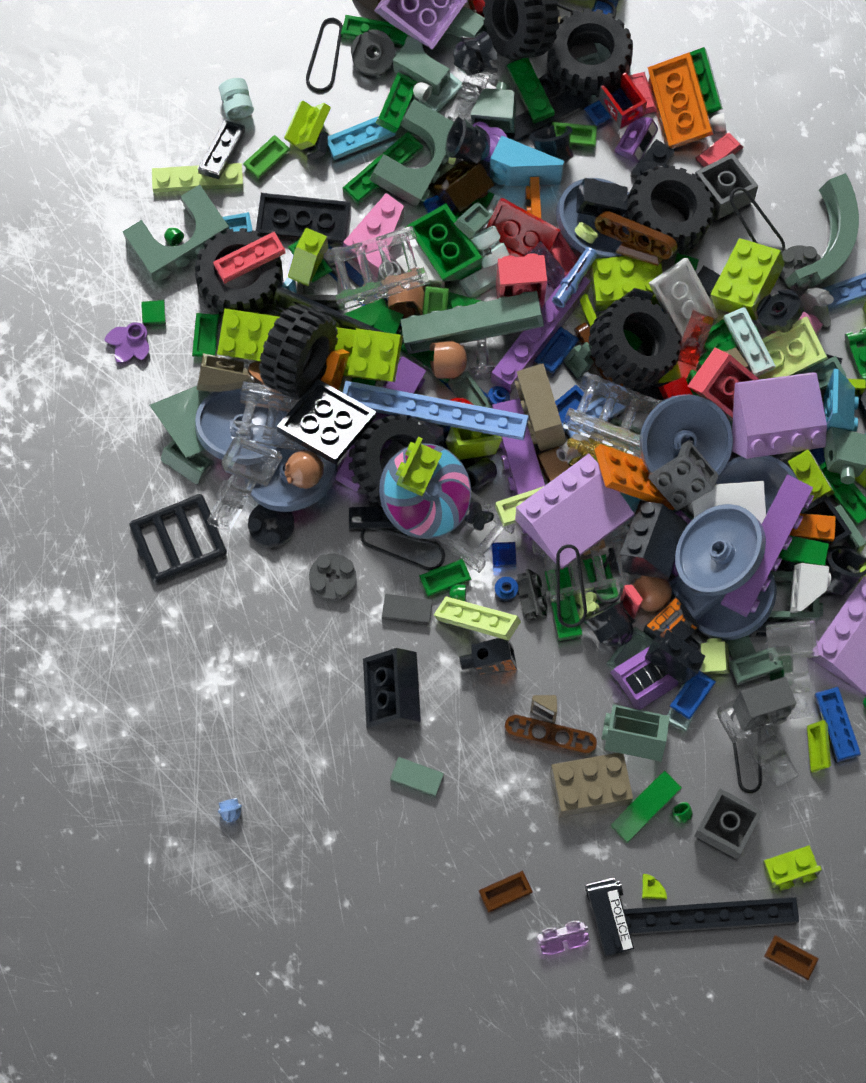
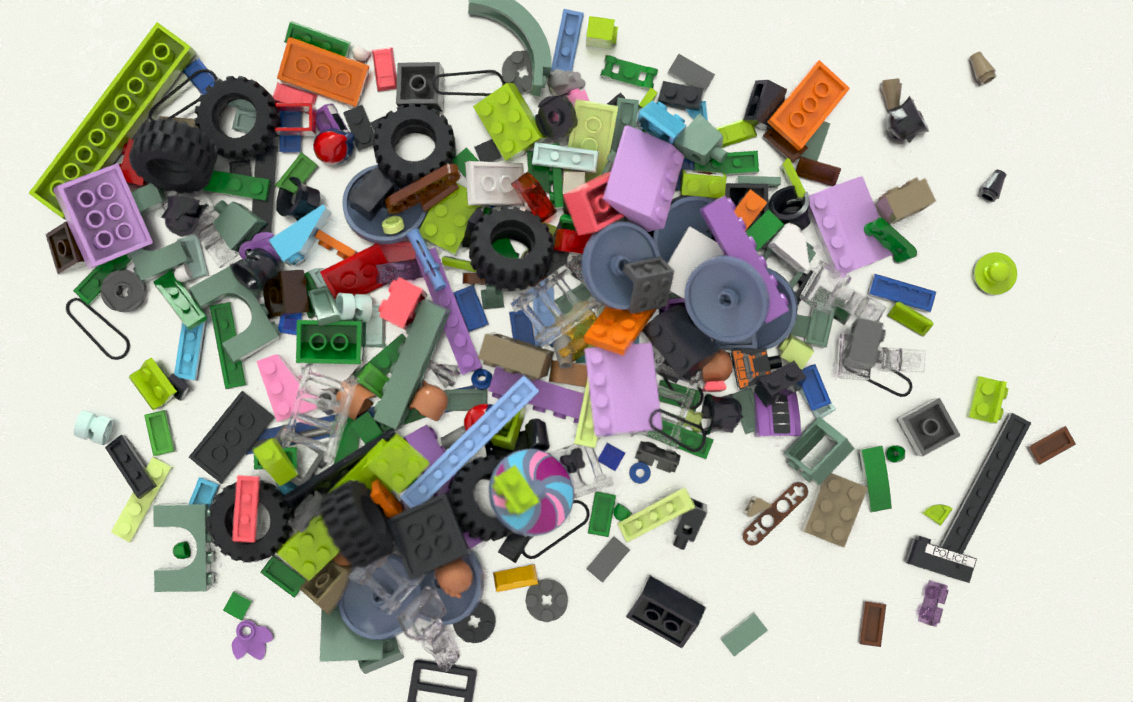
camera: 50 degrees left, 15 degrees up
(271, 307) = (305, 511): none -> dark grey plate
(335, 536) = (515, 578): none -> yellow tile
(620, 147) = (334, 146): none -> red piece

